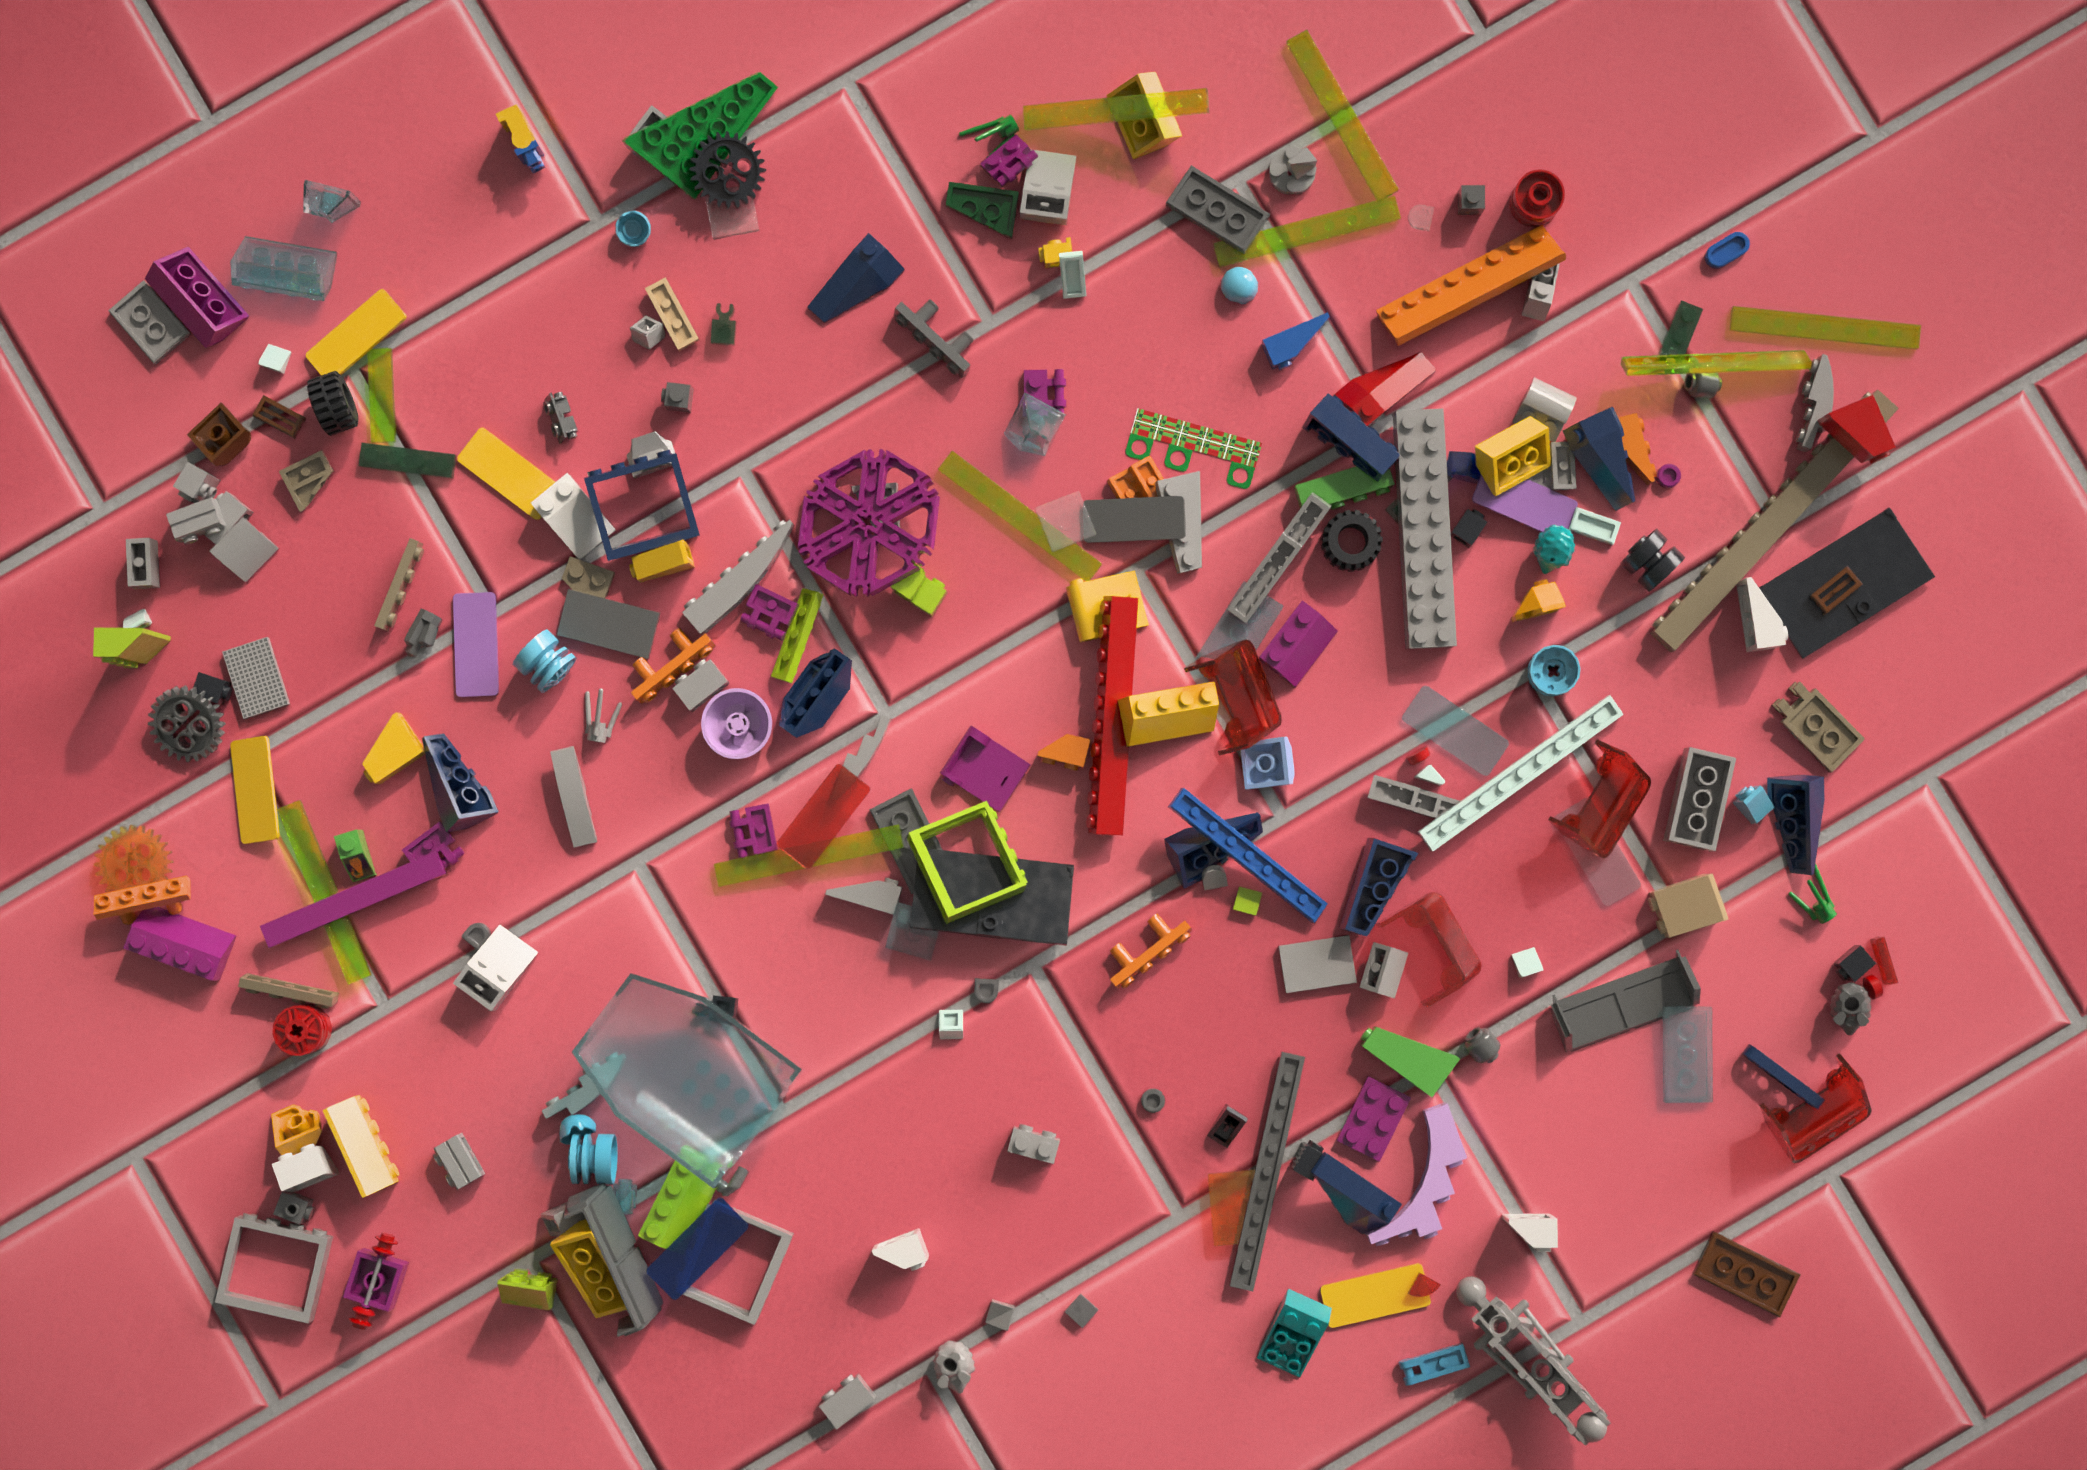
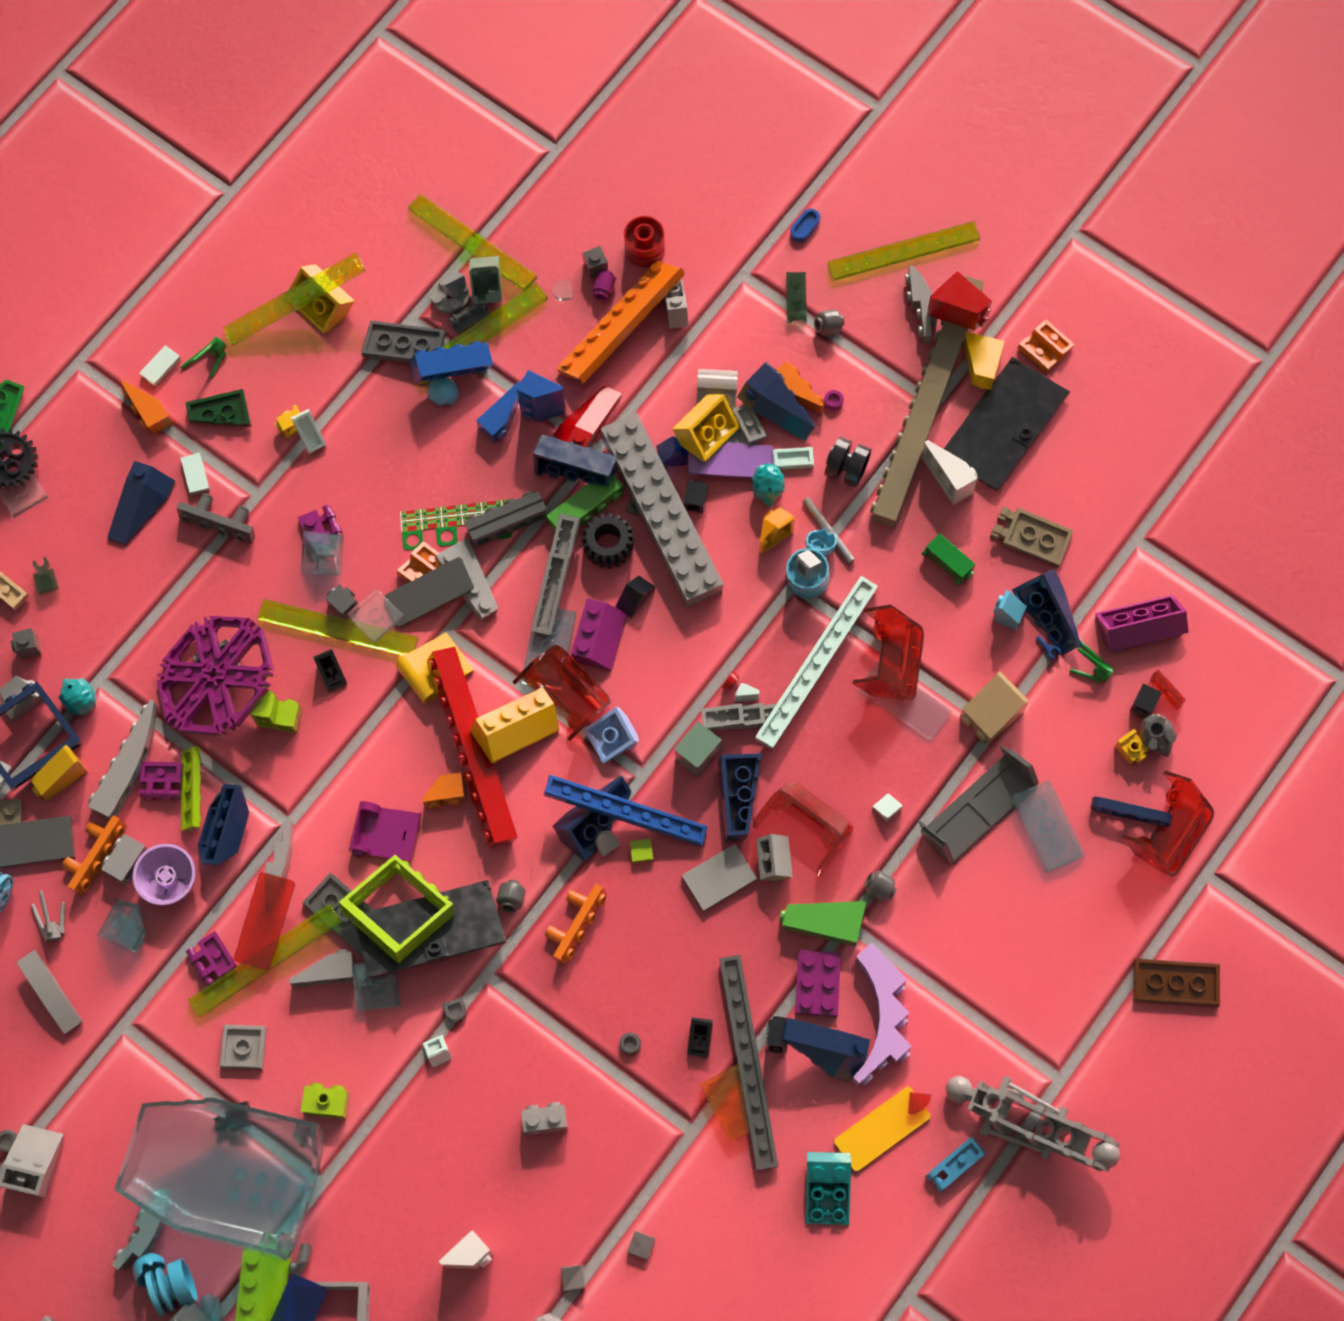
camera: 25 degrees left, 15 degrees down
(674, 757) = (124, 926): none -> clear light blue slope
(713, 481) = (77, 696): none -> teal animal
(753, 937) = (243, 1047): none -> light grey tile
(816, 1031) = (325, 1101): none -> lime brick
(907, 174) = (150, 409): none -> orange slope
(929, 270) = (195, 474): none -> light aqua tile
(936, 123) = (160, 366): none -> light aqua tile
(994, 564) = (330, 670): none -> black slope
(1009, 160) = (226, 369): magenta plate -> none
(1035, 489) = (341, 600): none -> dark grey brick
(1048, 188) = (264, 378): light grey slope -> none
(1090, 894) = (510, 896): none -> dark grey head
(1250, 467) = (506, 518): none -> dark grey brick
(1261, 259) = (450, 362): none -> blue brick
(1303, 205) = (468, 316): none -> dark grey hinge
(1339, 174) = (485, 279): none -> sand green piece
(1343, 345) = (540, 398): none -> blue slope
(1352, 818) = (698, 749): none -> sand green piece
(1355, 614) = (634, 595): none -> black slope
(1455, 730) = (752, 652): clear light blue piece -> none
(1469, 231) = (604, 285): none -> magenta brick
(1535, 1229) = (986, 1015): white slope -> none
(1556, 666) = (807, 565): none -> light grey slope
(1582, 639) = (821, 541): none -> medium azure hair
(1597, 626) = (825, 525): none -> light grey bar
(1699, 799) = (966, 624): light grey brick -> none
(1715, 362) = (831, 303): clear neon green tile -> none
(1715, 716) = (950, 559): none -> green brick
(1777, 860) = (1048, 648): none -> blue hand
(1810, 1002) = (1124, 747): none -> yellow brick
(1820, 602) = (991, 444): reddish brown tile -> none
(1855, 499) = (982, 358): none -> yellow slope
(1873, 986) = (1169, 712): red tile -> none
(1891, 874) = (1142, 623): none -> magenta slope
(1933, 510) = (1045, 346): none -> orange slope

